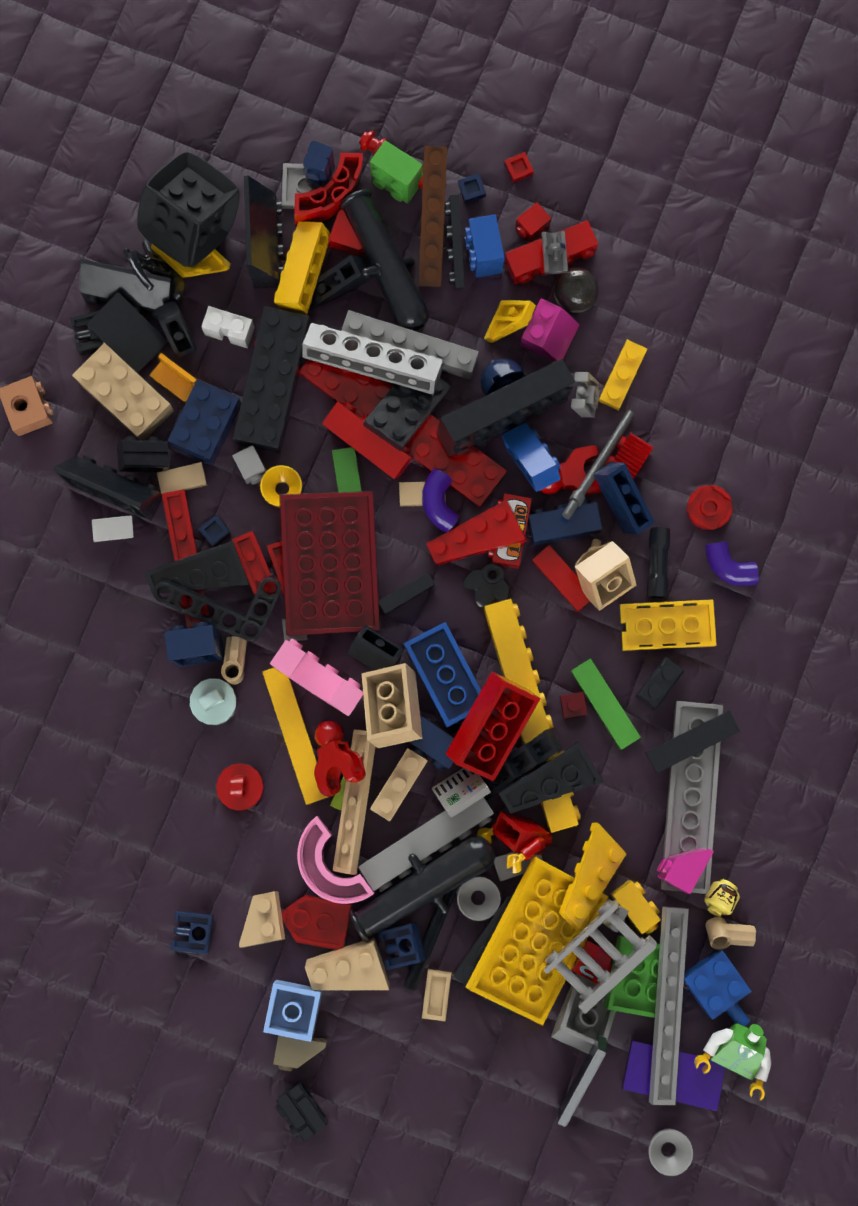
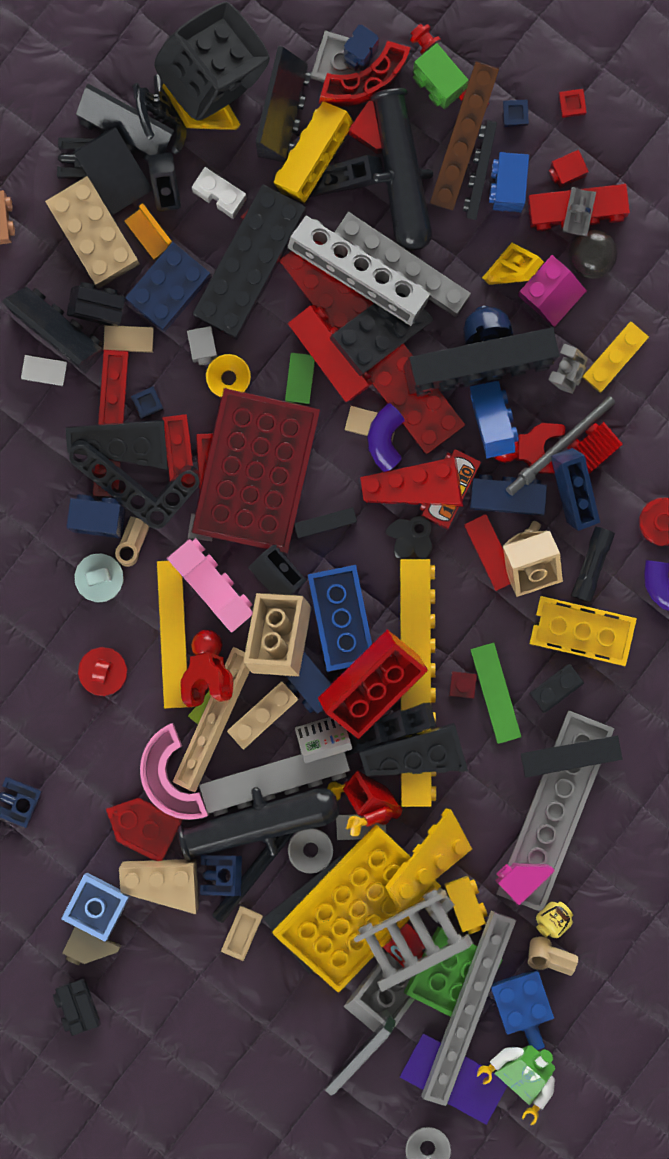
camera: 20 degrees right, 5 degrees up
(263, 921) = (90, 811): tan wing -> none

